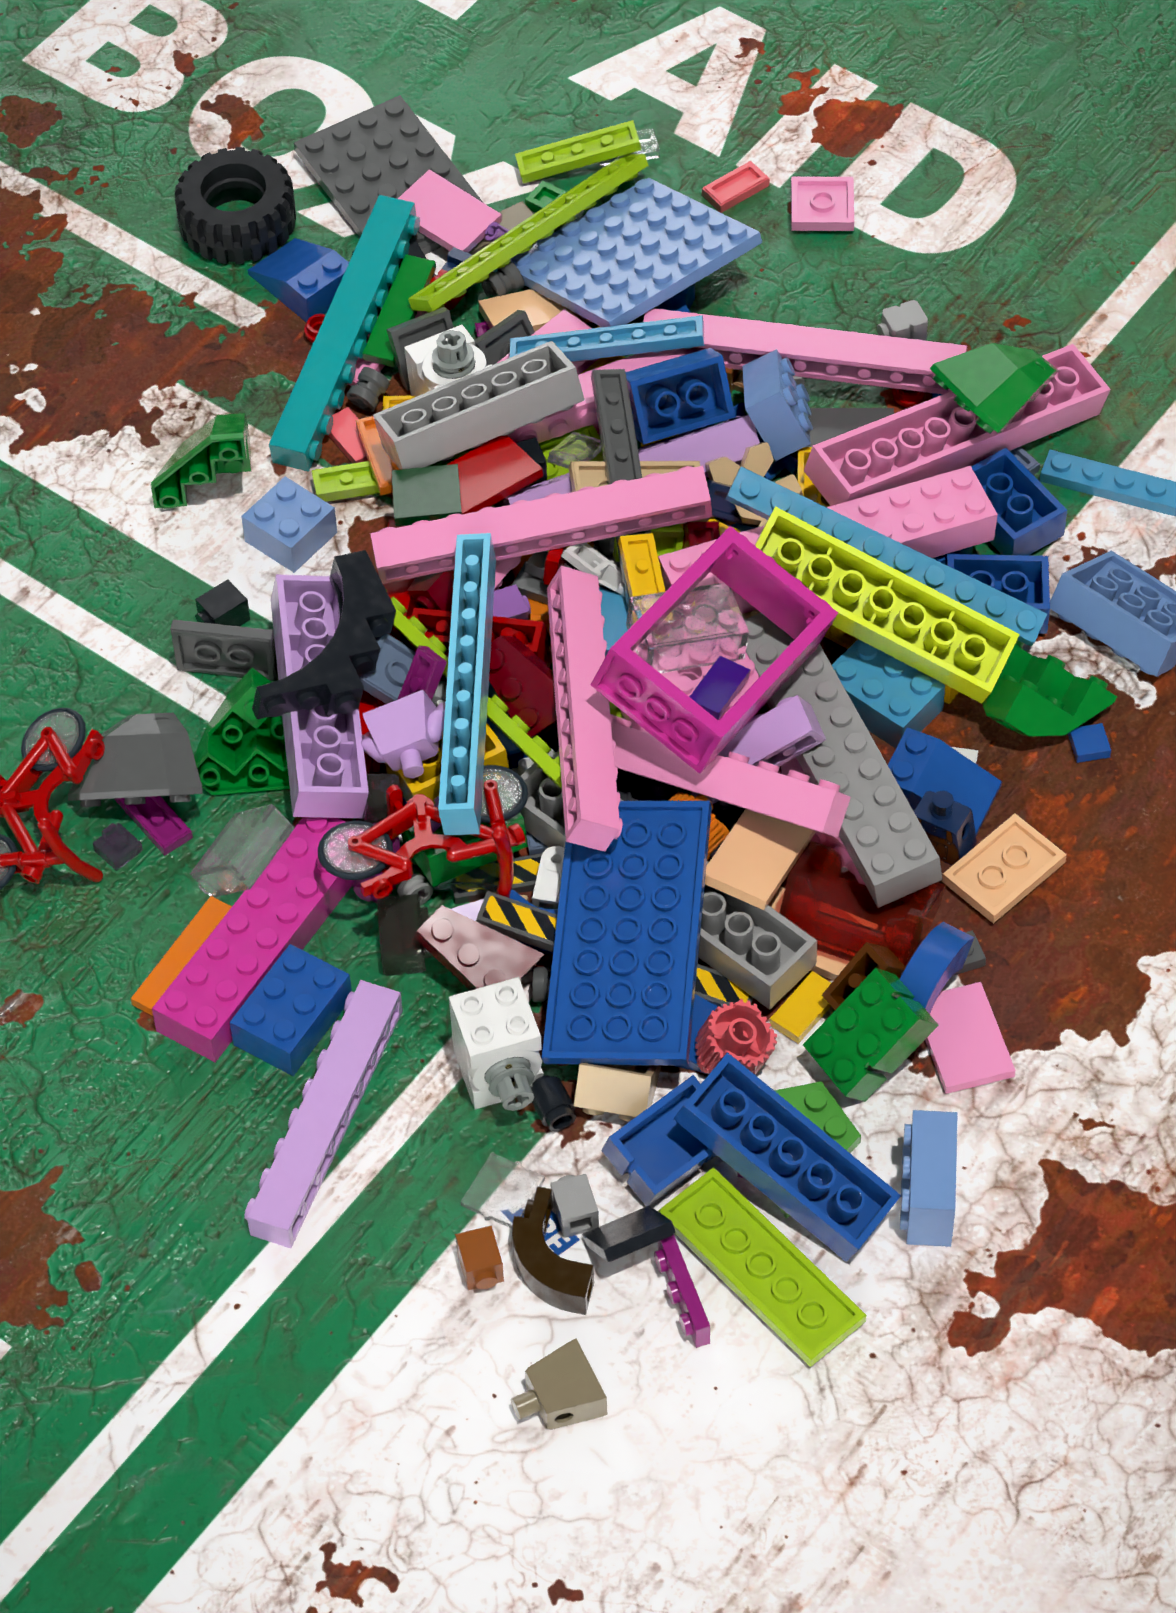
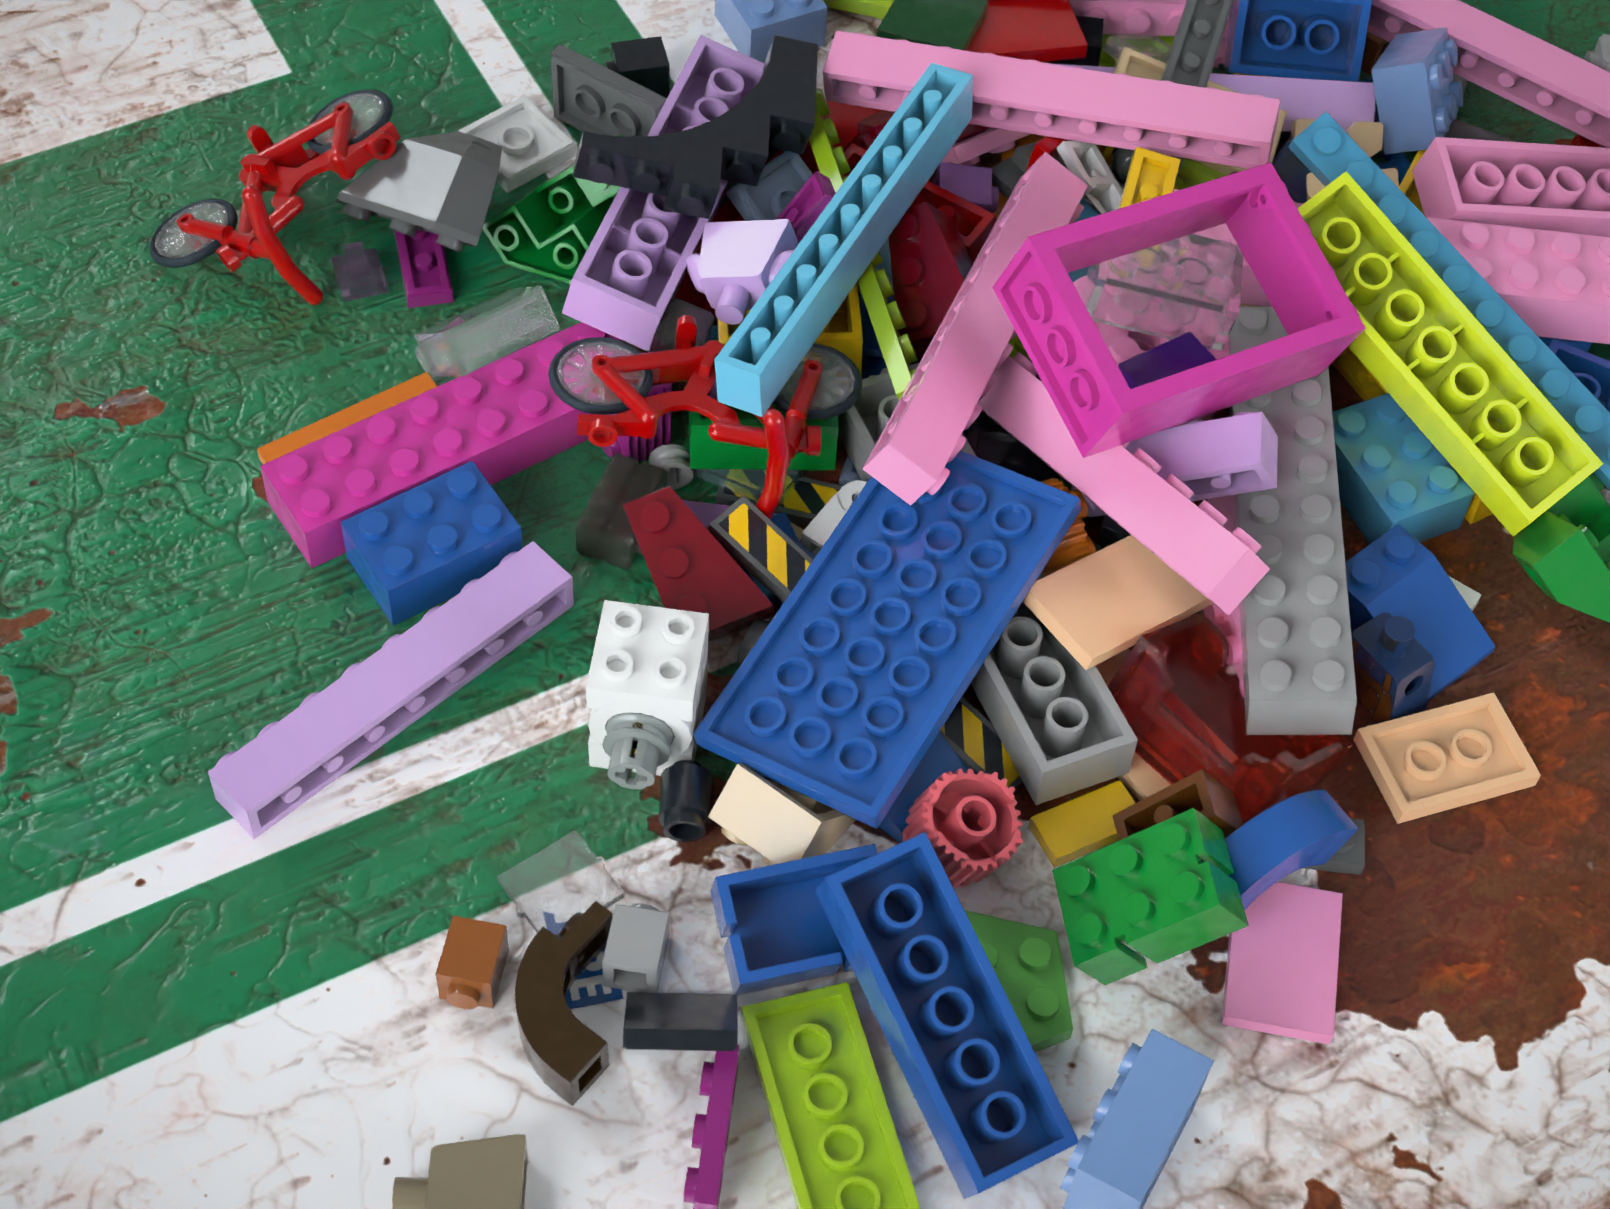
camera: 20 degrees right, 0 degrees up
(167, 692) = (528, 139): none -> white tile

